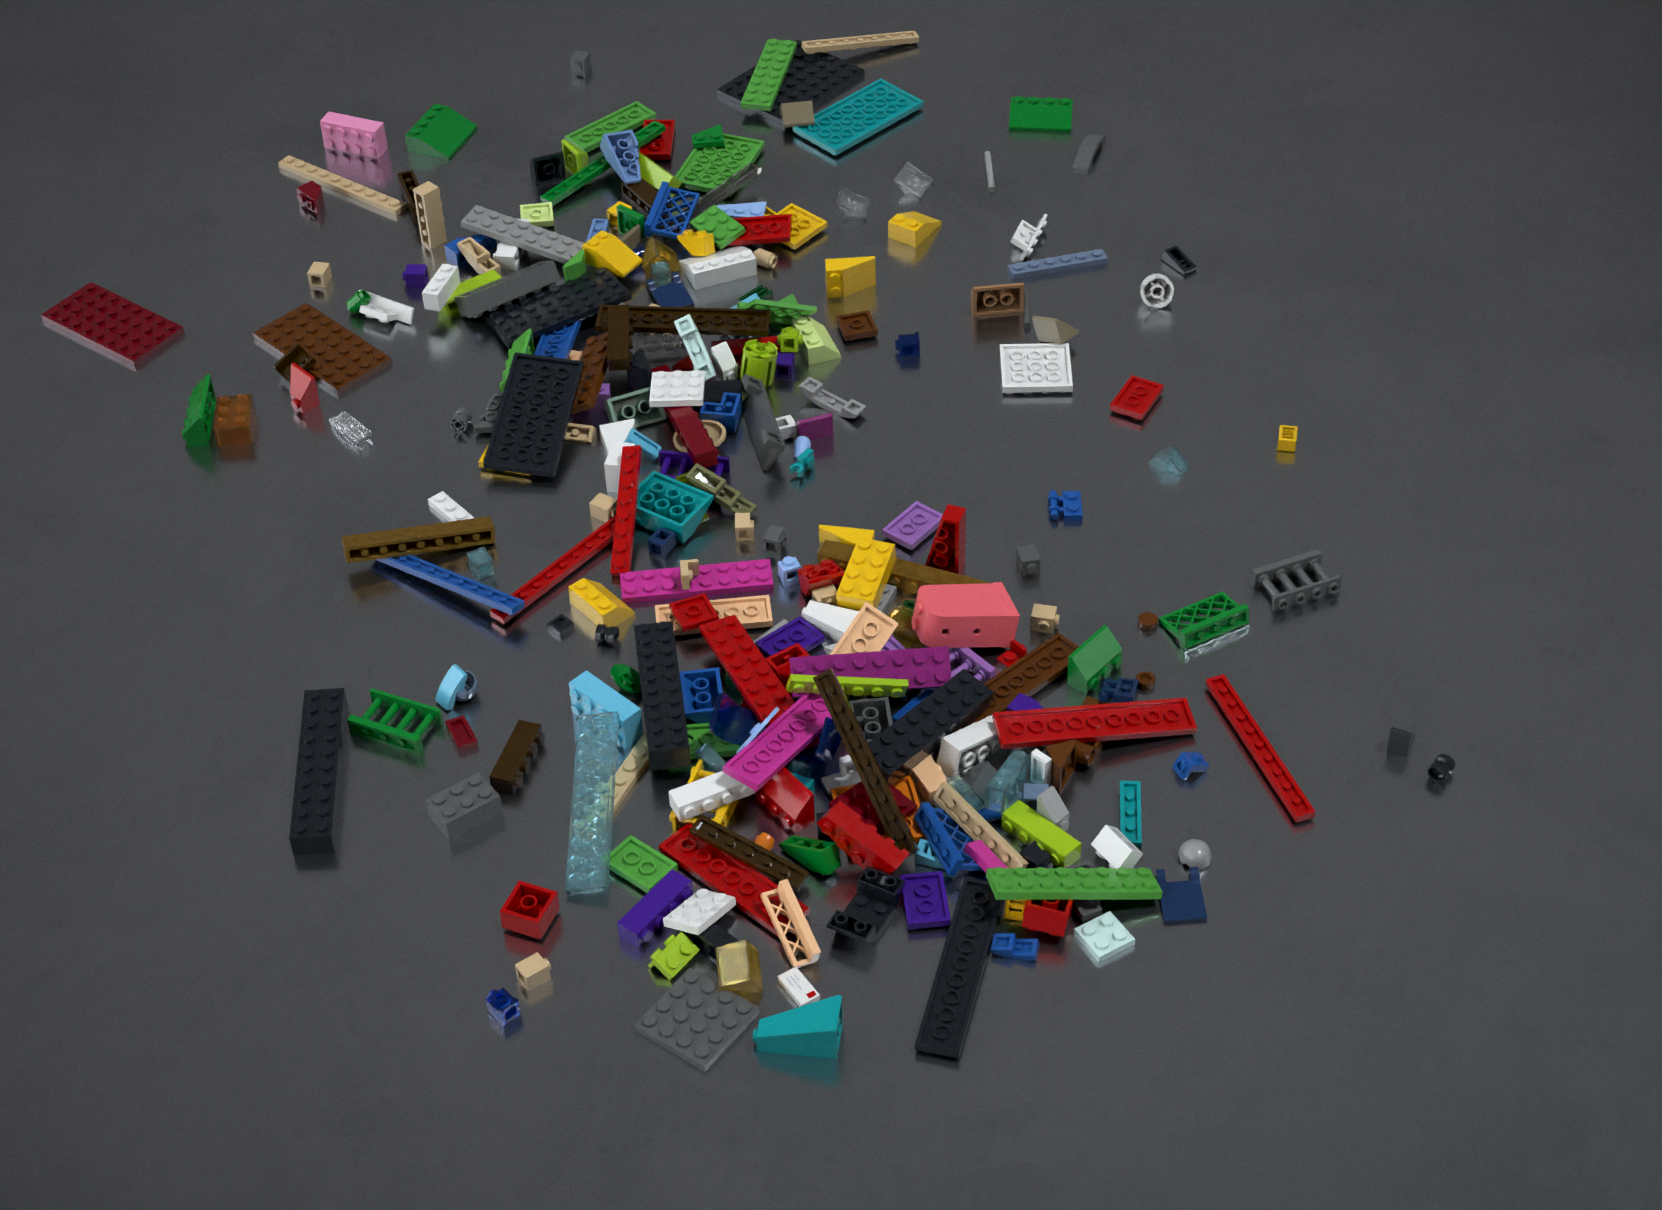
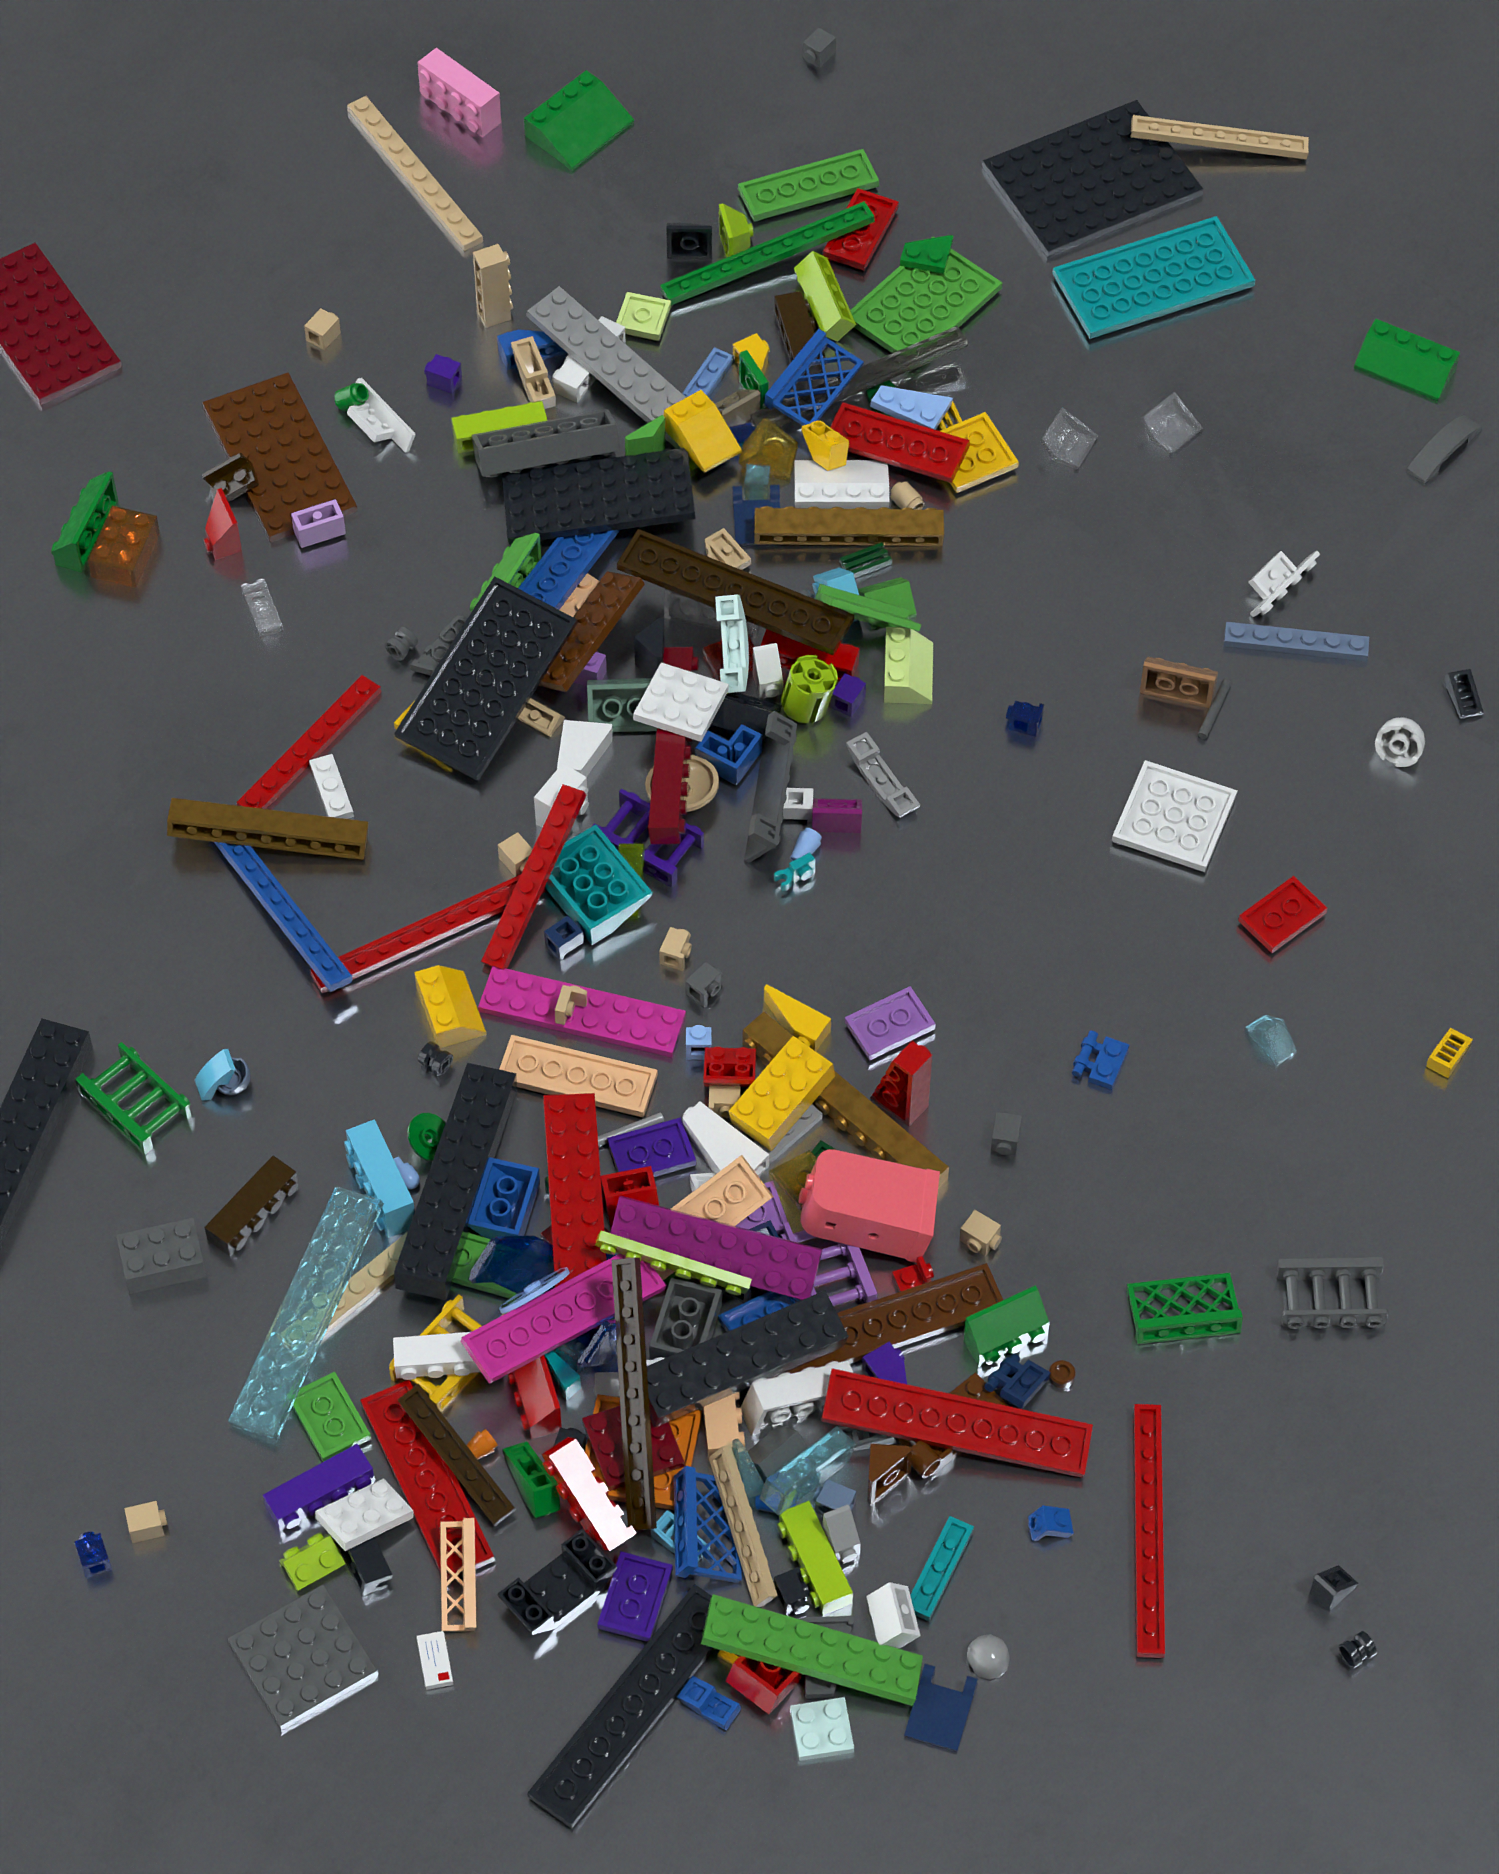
camera: 20 degrees right, 15 degrees up
(311, 196) = (366, 182): dark red slope -> none
(369, 371) = (318, 523): none -> lavender brick
(407, 183) = (494, 217): dark brown brick -> none
(426, 486) = (311, 744): none -> red plate
(441, 287) = (458, 417): white brick -> none
(461, 733) = (204, 1143): dark red tile -> none
(480, 563) = (330, 888): clear light blue brick -> none
(529, 909) = (174, 1436): red brick -> none
(560, 625) = (388, 1020): black tile -> none
(619, 339) = (636, 597): dark brown brick -> none
(622, 154) = (791, 257): medium blue wedge -> none
(649, 448) = (607, 769): medium azure tile -> none
(693, 612) = (550, 1067): red plate -> none
(710, 757) = (477, 1300): clear light blue slope -> none
(719, 223) = (864, 426): bright green plate -> none
(723, 494) = (667, 886): olive slope -> none
(734, 280) = (848, 526): none -> pearl gold brick
(739, 967) = (375, 1611): clear yellow slope -> none
(768, 75) = (1062, 160): bright green plate -> none
(785, 341) = (866, 664): lime brick -> none
(797, 114) = (1065, 252): dark tan slope -> none
(803, 1031) = (411, 1726): teal slope -> none
(849, 275) = (998, 573): yellow slope -> none
(857, 325) = (974, 659): reddish brown plate -> none
(911, 227) = (1131, 508): yellow slope -> none
(983, 855) = (731, 1567): dark pink tile -> none
(989, 170) = (1286, 440): light grey bar -> none
(1040, 768) = (857, 1466): white tile -> none
(1053, 330) = (1227, 764): dark tan slope -> none
(1147, 621) = (1111, 1283): reddish brown tile -> none

